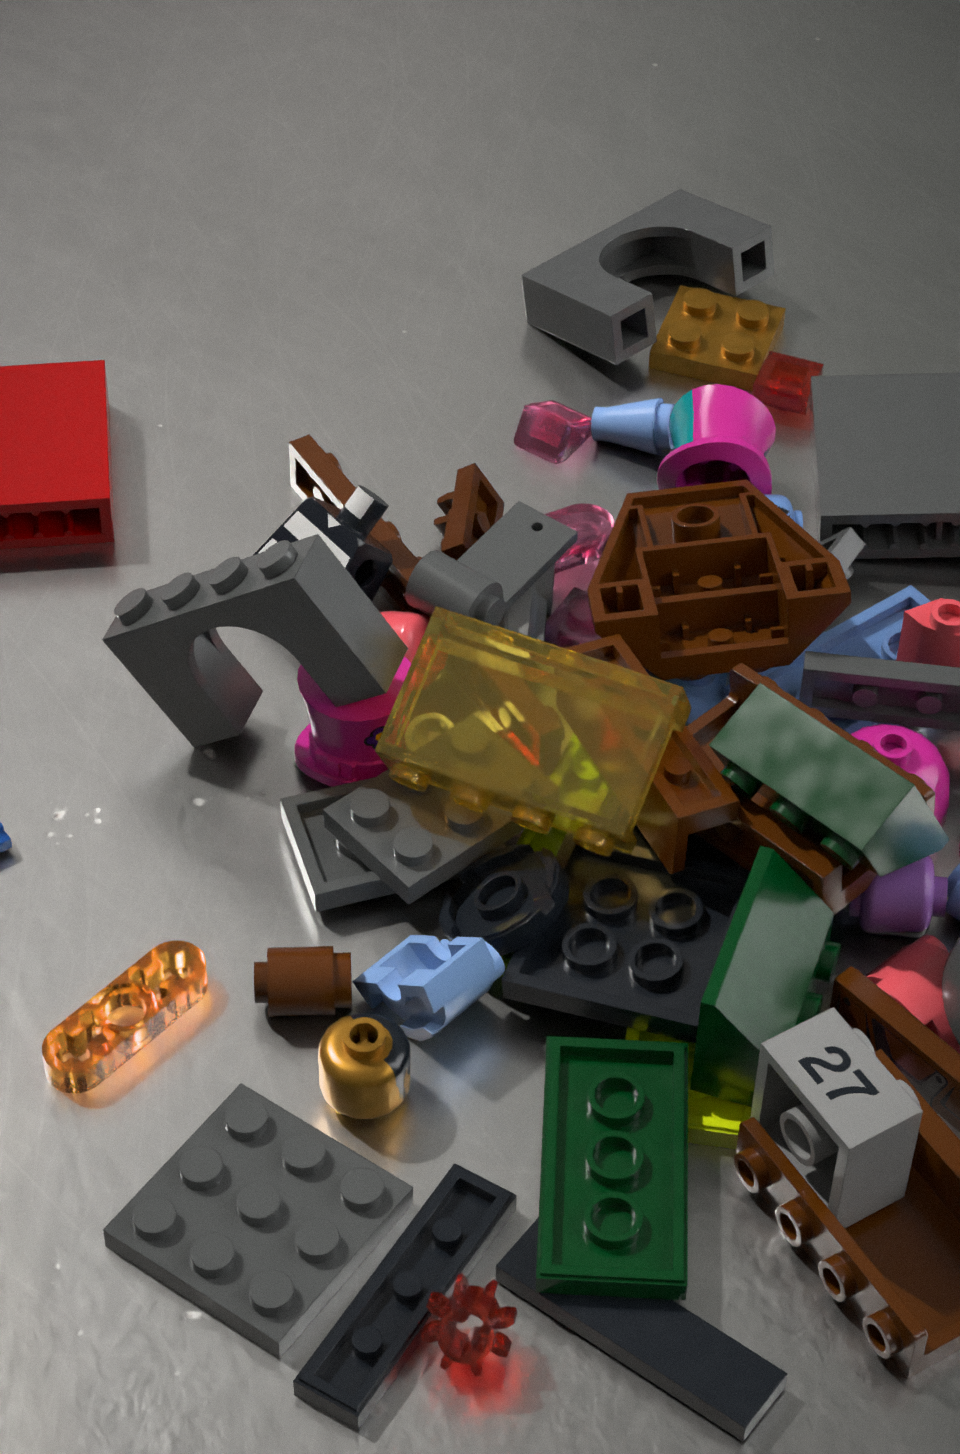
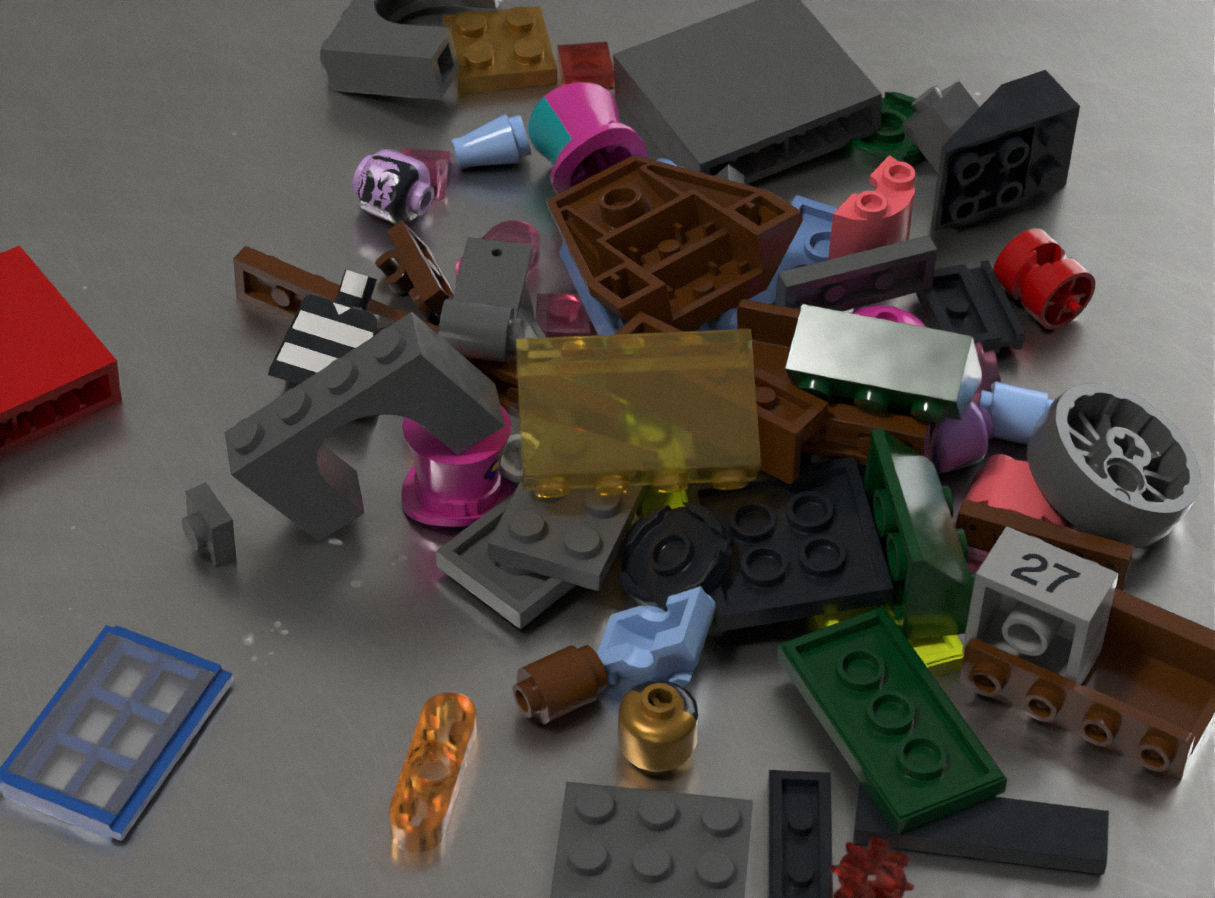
camera: 30 degrees left, 0 degrees up
(88, 688) = (209, 525): none -> dark grey plate
(502, 428) = (393, 186): none -> head

